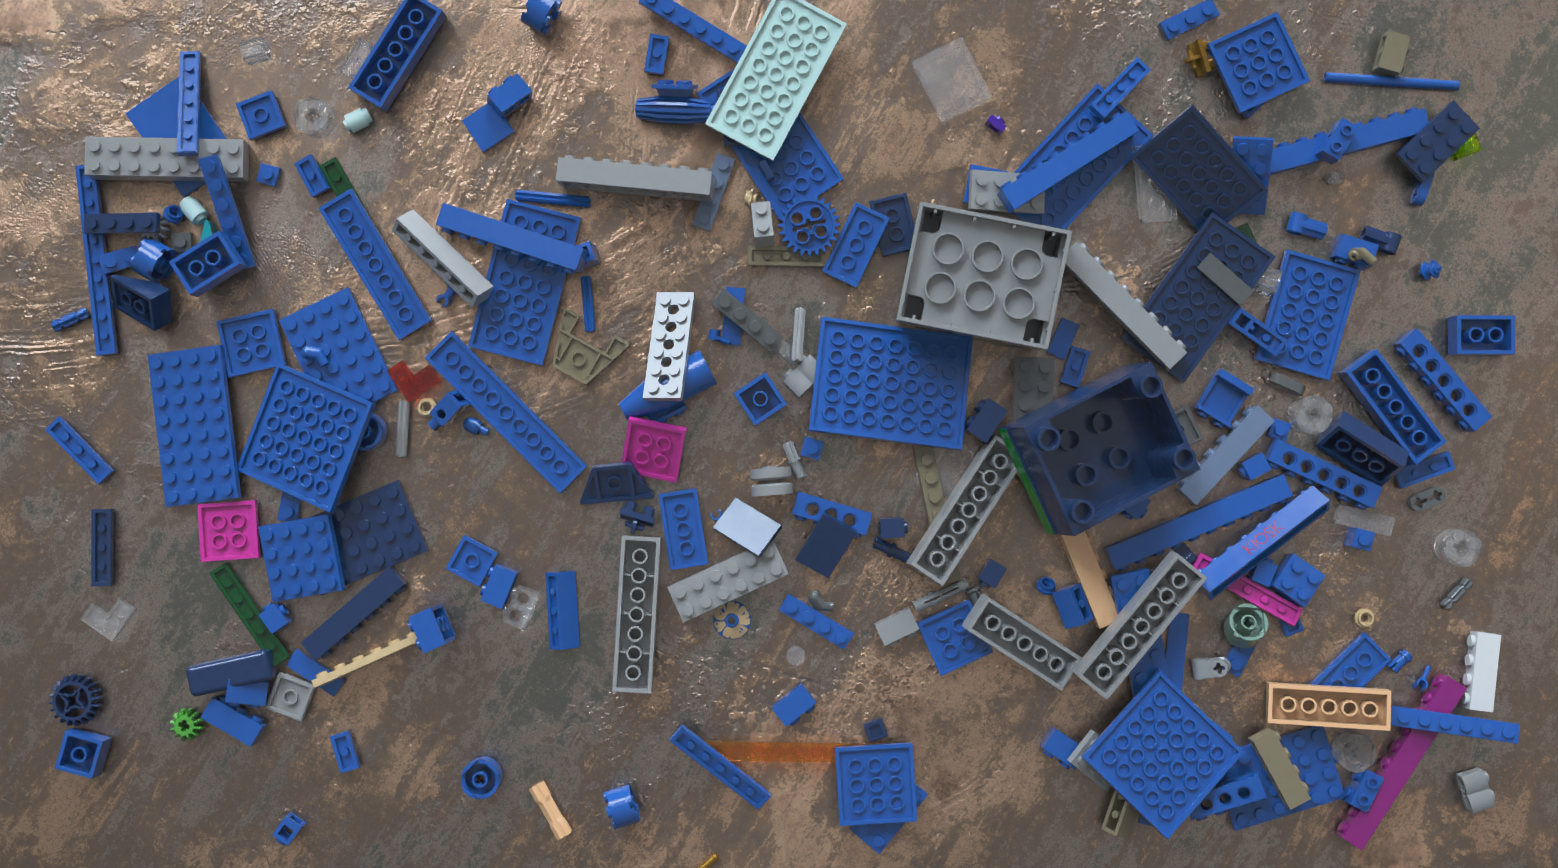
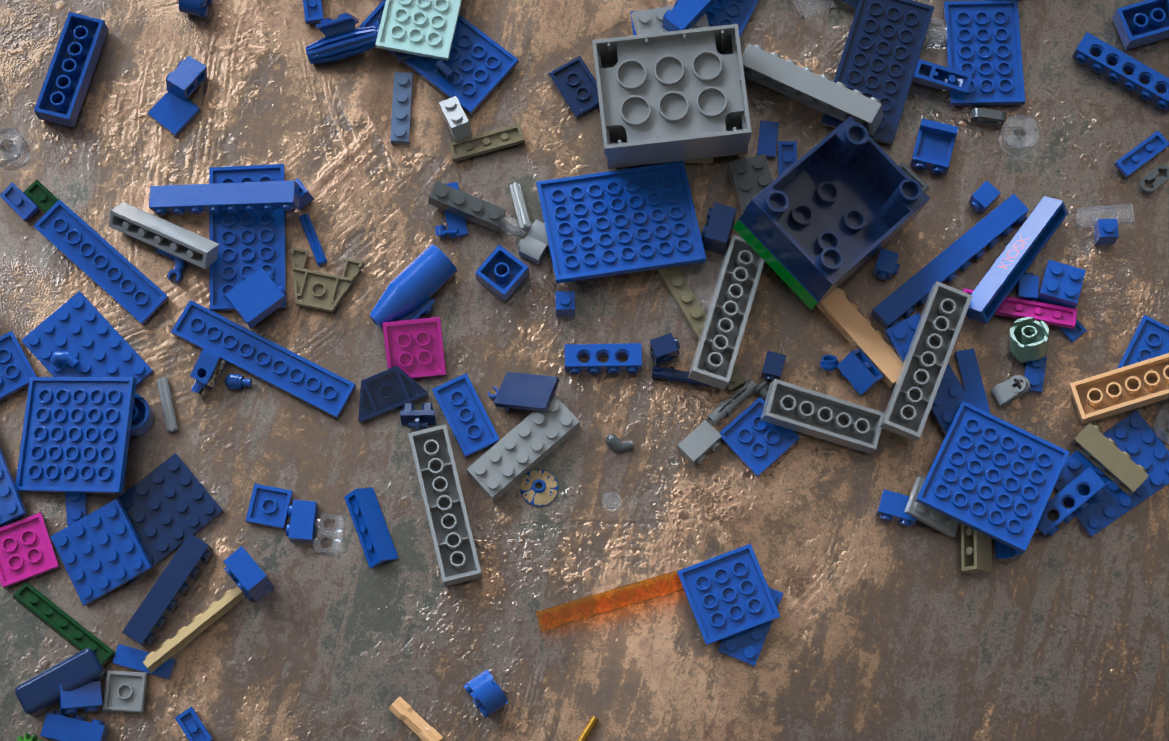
camera: 10 degrees left, 15 degrees down
(275, 617) = (90, 617): blue brick -> none
(356, 58) = (33, 87): clear hinge -> none
(357, 120) = (49, 140): light aqua brick -> none
(413, 385) = (165, 361): clear red plate -> none
(421, 406) = (181, 374): tan plate -> none
(488, 786) = (337, 698): blue brick -> none
(515, 351) = (256, 297): none -> blue brick
(552, 198) = (252, 156): blue axle -> none
(636, 179) = (326, 112): light grey brick -> none
(678, 354) = (412, 250): plate -> none
(720, 767) = (571, 625): blue plate -> none
(751, 197) = (436, 99): tan plate -> none
(771, 481) = (535, 342): light grey wheel -> none
(794, 459) = (552, 321): light grey axle -> none
(794, 705) = (624, 546): blue brick -> none
(803, 209) = (489, 94): blue gear -> none
(816, 621) = (621, 463): blue plate -> none
(826, 545) = (607, 386): dark blue tile -> none
(856, 244) = (548, 112): blue plate -> none
(875, 729) = (711, 547): dark blue tile -> none
(1225, 279) = (895, 39): dark grey tile -> none
(1225, 454) = (953, 195): sand blue brick -> none
(1279, 430) = (996, 160): blue plate -> none
(1362, 449) = (1076, 149): dark blue brick -> none
(1368, 493) = (1078, 182): blue brick -> none
(1369, 618) = (1138, 297): tan plate -> none
(1392, 406) = (1090, 106): blue brick -> none

